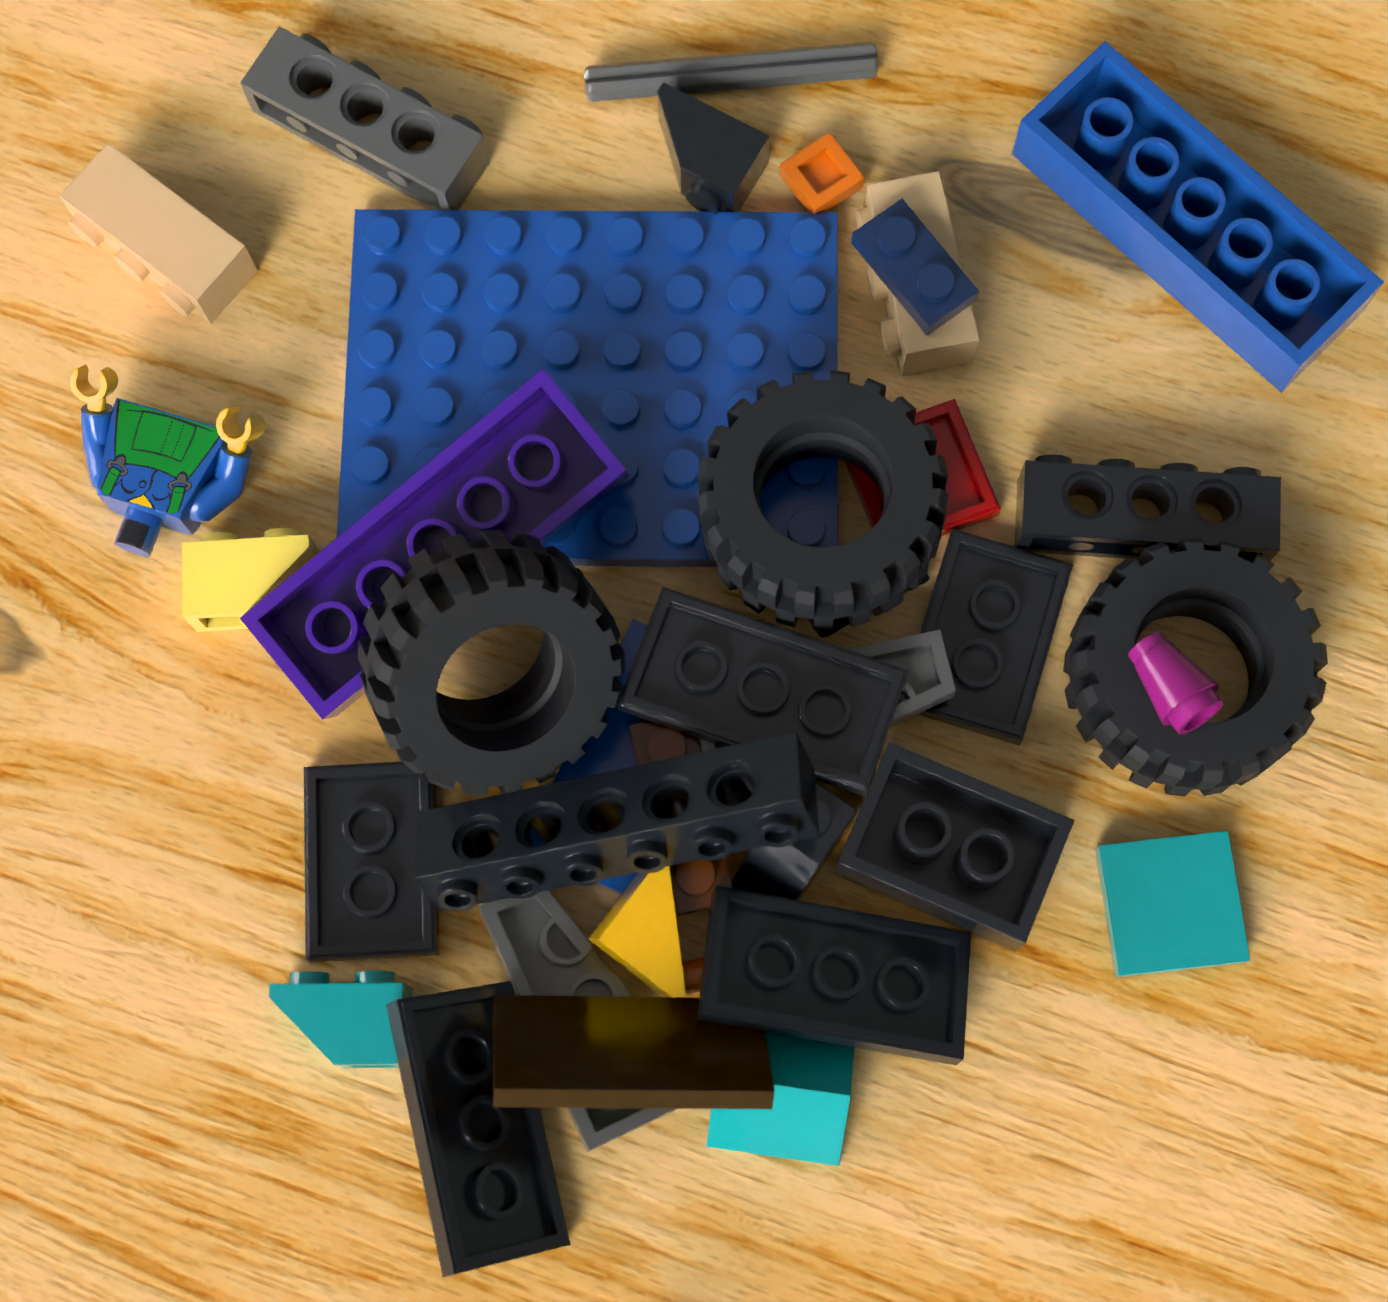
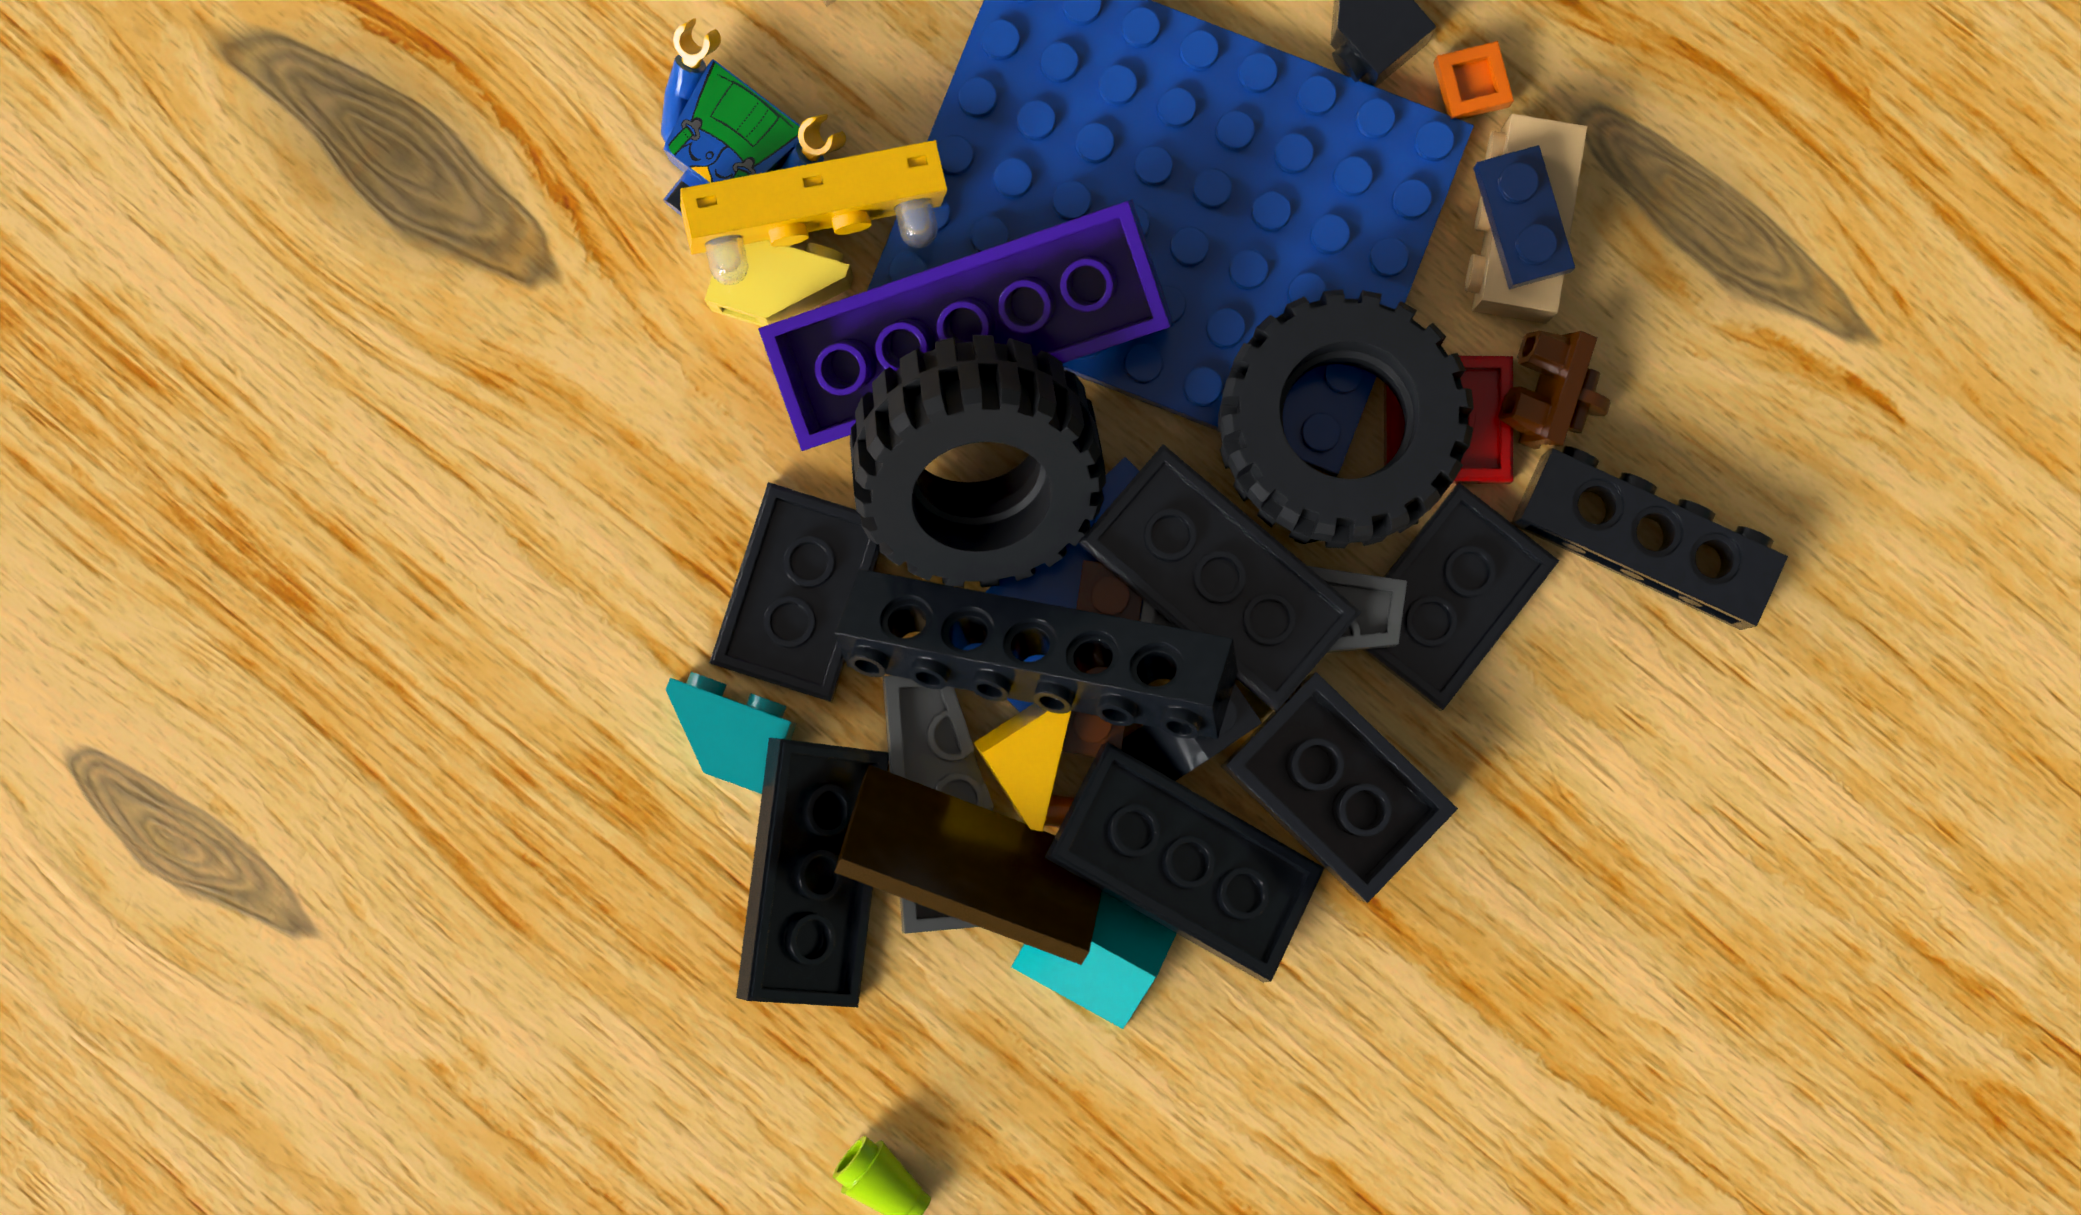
camera: 15 degrees right, 10 degrees up
(251, 483) = (812, 198): none -> yellow piece
(1013, 409) = (1563, 390): none -> reddish brown hips
(1172, 904) = (1519, 911): teal tile -> none
(1175, 684) = (1599, 723): magenta cone -> none
(1194, 216) = (1816, 262): blue brick -> none
(1245, 606) = (1711, 687): black tyre -> none

